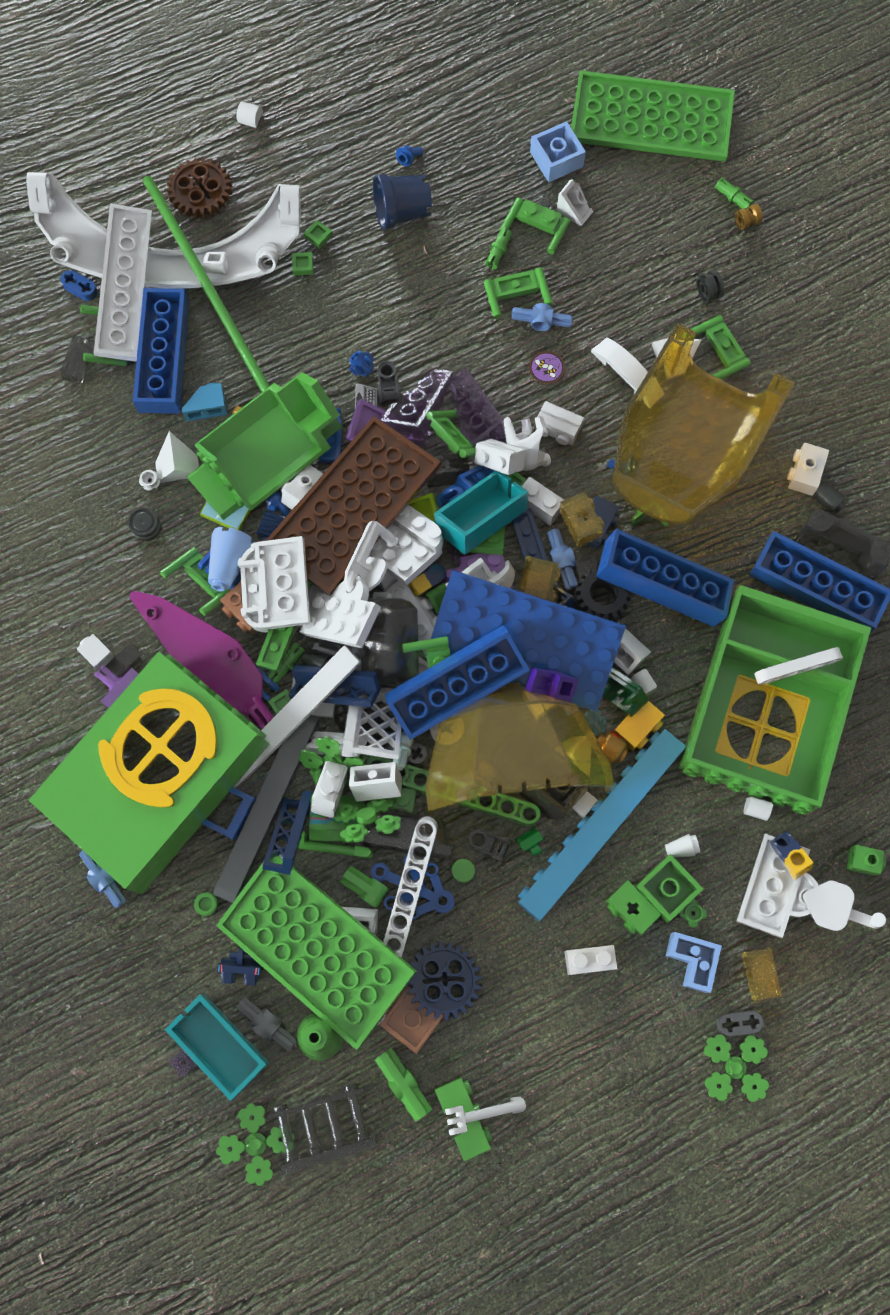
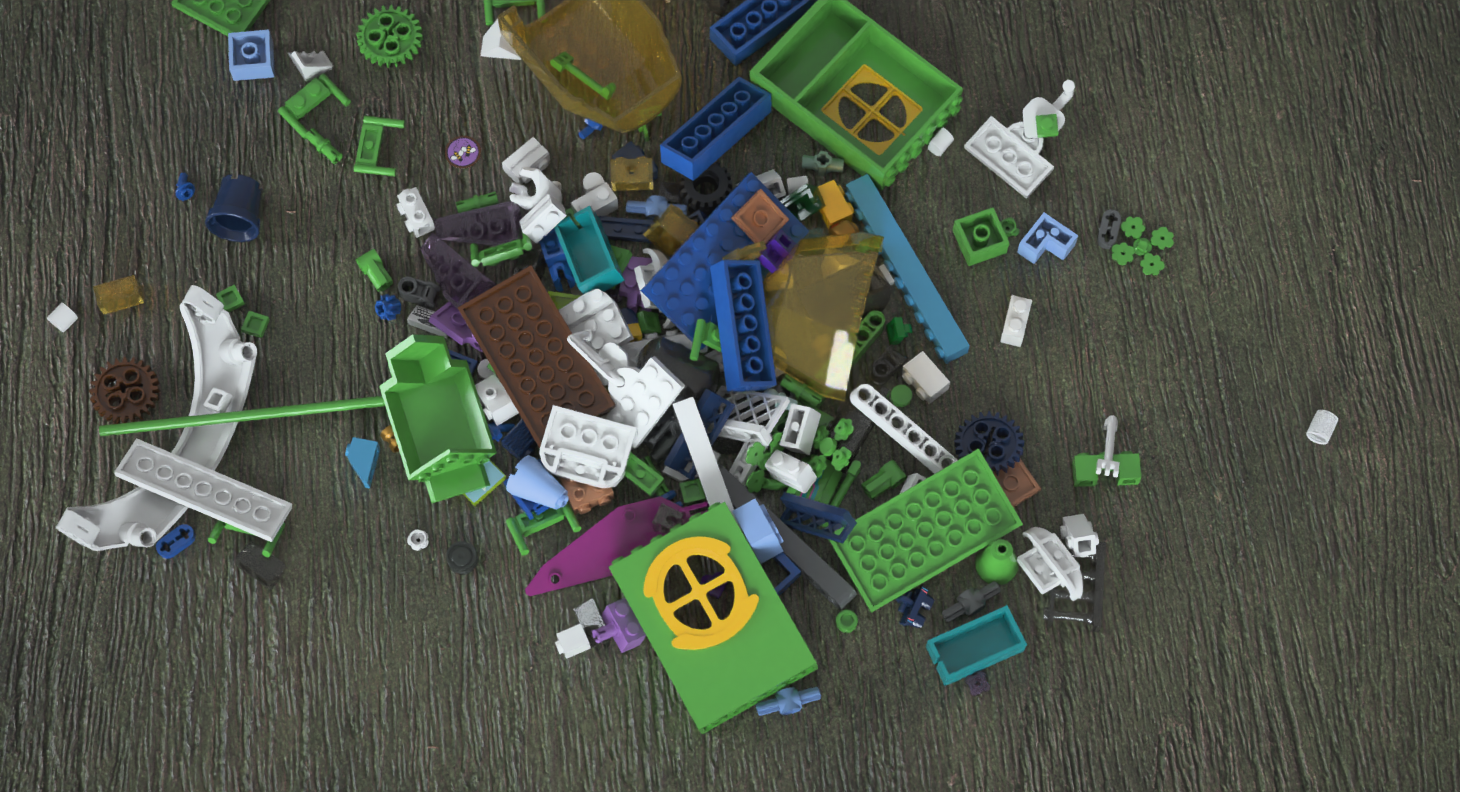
camera: 70 degrees left, 5 degrees down
(161, 351) = (293, 480): blue brick -> none
(175, 460) = (409, 509): white slope -> none
(236, 688) = (666, 518): none -> clear smoke hinge
(249, 780) = (759, 530): none -> light blue brick
(254, 1145) = (1067, 647): bright green plant -> none
(285, 145) = (118, 294): none -> clear yellow brick
(329, 1094) = (1050, 563): none -> white plate
(370, 1116) = (1079, 535): none -> white brick
(397, 334) = (373, 267): none -> bright green piece
(403, 1084) = (1062, 506): bright green piece -> none
(419, 768) = (801, 391): none -> bright green pin
(425, 893) = (894, 446): blue plant -> none
(464, 348) = (415, 211): none -> white brick
(489, 888) = (925, 378): none -> white brick
(499, 398) = (477, 202): none -> bright green pin
(532, 655) = (747, 253): none -> clear yellow plate
(541, 317) = (413, 135): medium blue axle -> none
(561, 488) = (592, 181): none -> white brick
(580, 655) = (760, 218): none -> nougat tile
(621, 361) = (497, 83): white slope -> none
(631, 257) = (389, 36): none -> bright green gear
(645, 911) = (990, 264): bright green brick -> none
(674, 416) = (565, 61): none -> bright green hinge
(677, 688) = (814, 163): none -> sand green axle
(683, 847) = (950, 212): white cone -> none
(761, 974) = (1076, 195): clear yellow brick -> none
(792, 855) = (990, 130): leg -> none
(798, 666) = (841, 53): white beam -> none
(823, 912) = (1046, 125): none -> bright green plate
(866, 860) = (1015, 79): bright green brick -> none

